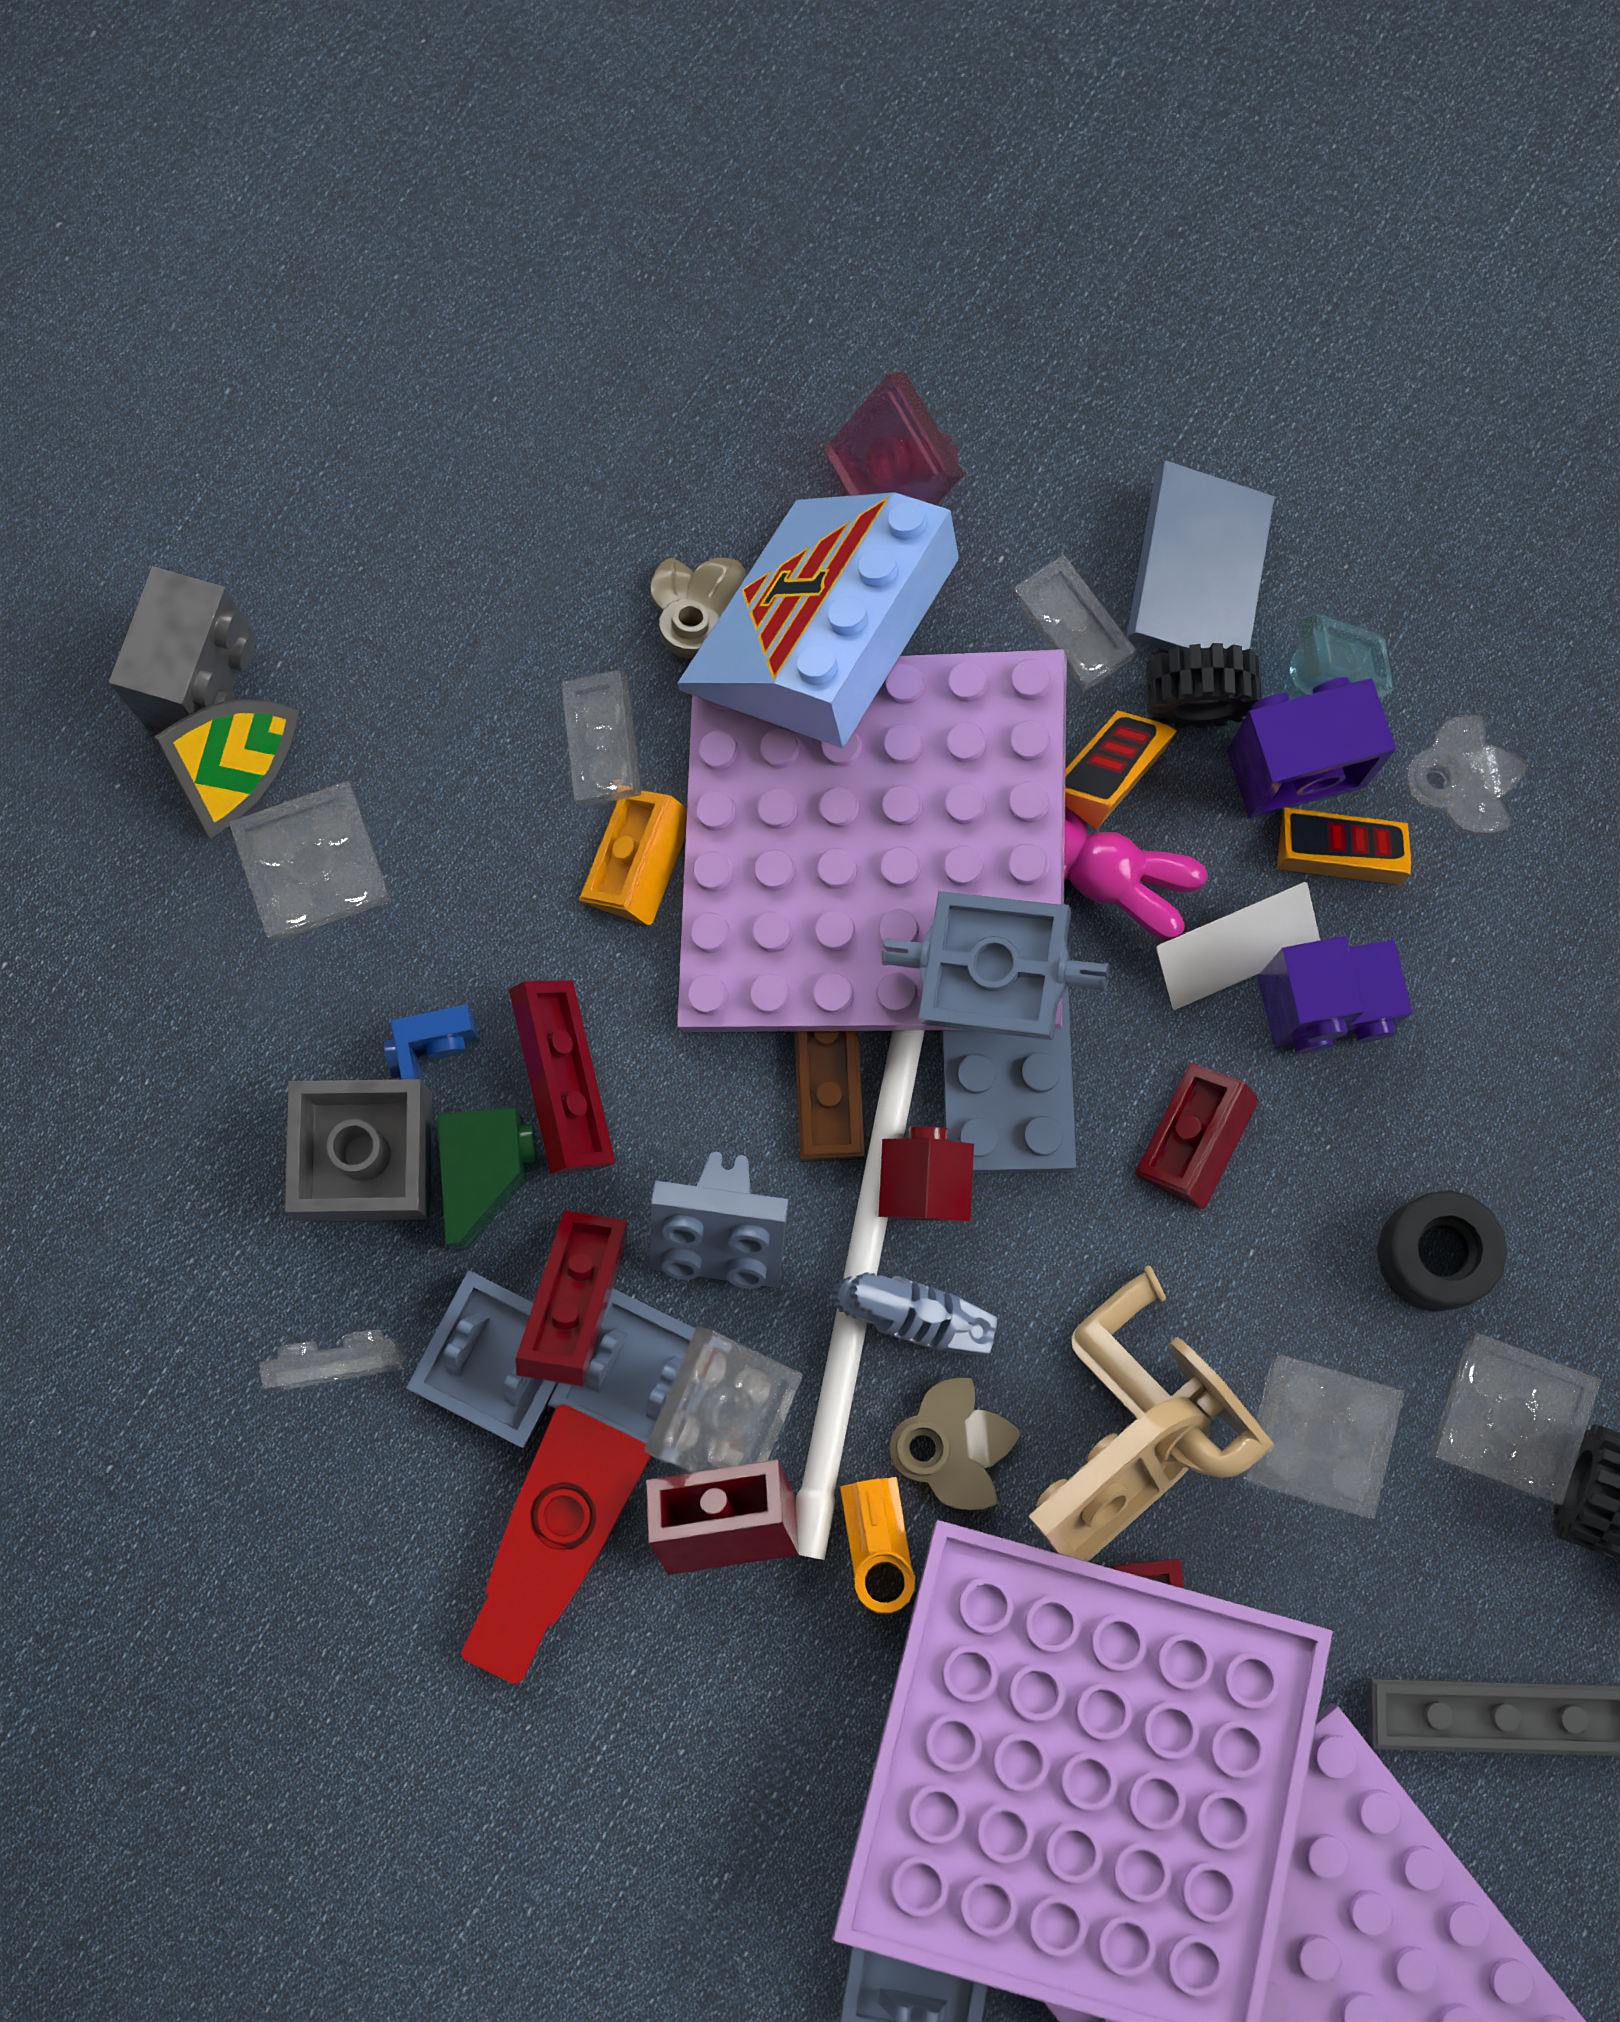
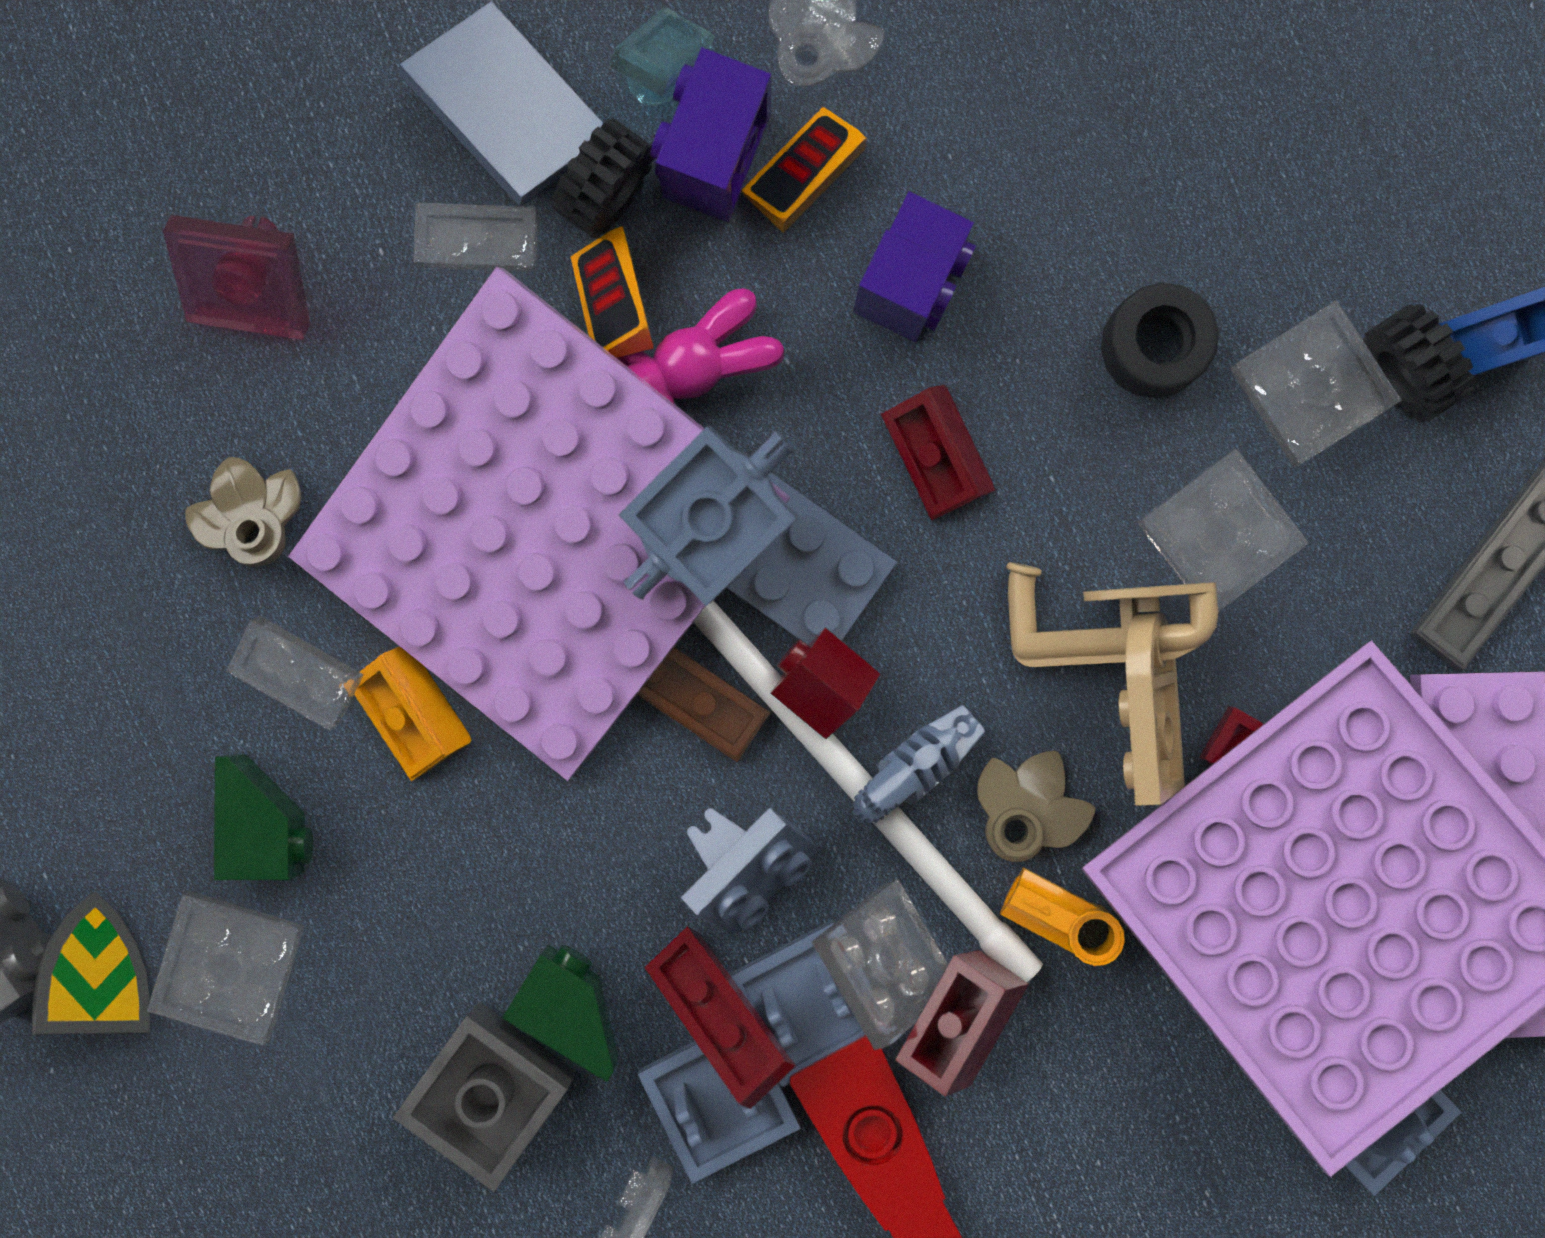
camera: 55 degrees left, 10 degrees up
(436, 1032) = (438, 967): blue bracket -> none
(450, 798) = (256, 825): none -> dark green slope
(561, 1076) = (540, 896): dark red plate -> none
(826, 612) = (325, 426): light blue slope -> none
(1236, 945) = (822, 309): white sticker -> none

